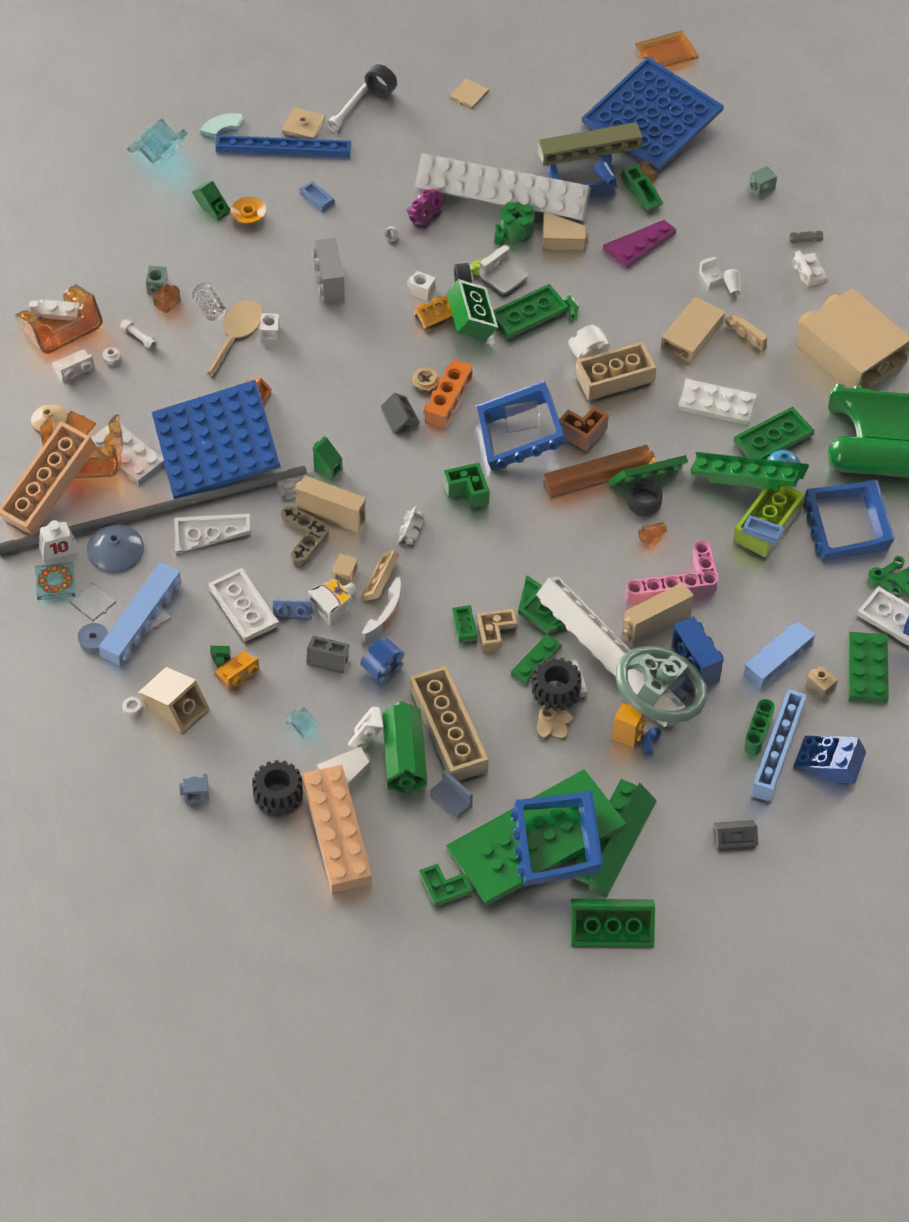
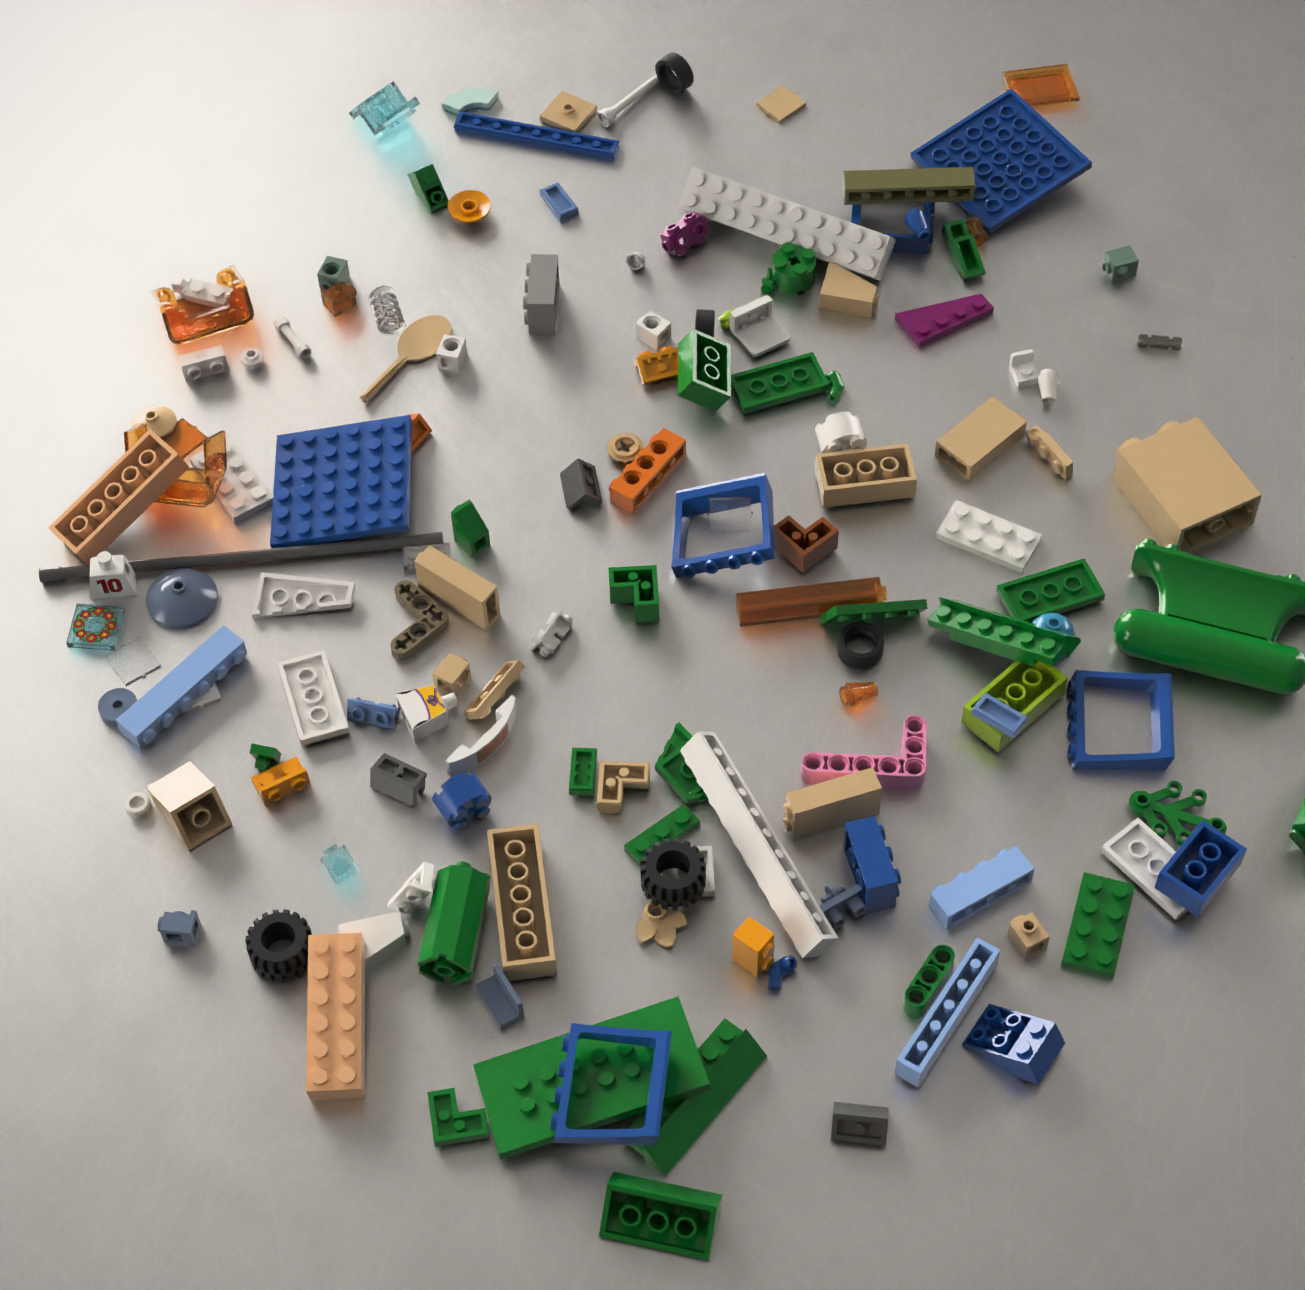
camera: 15 degrees right, 0 degrees up
(665, 671) = (808, 893): sand green piece -> none
(809, 269) = (1153, 384): white bracket -> none

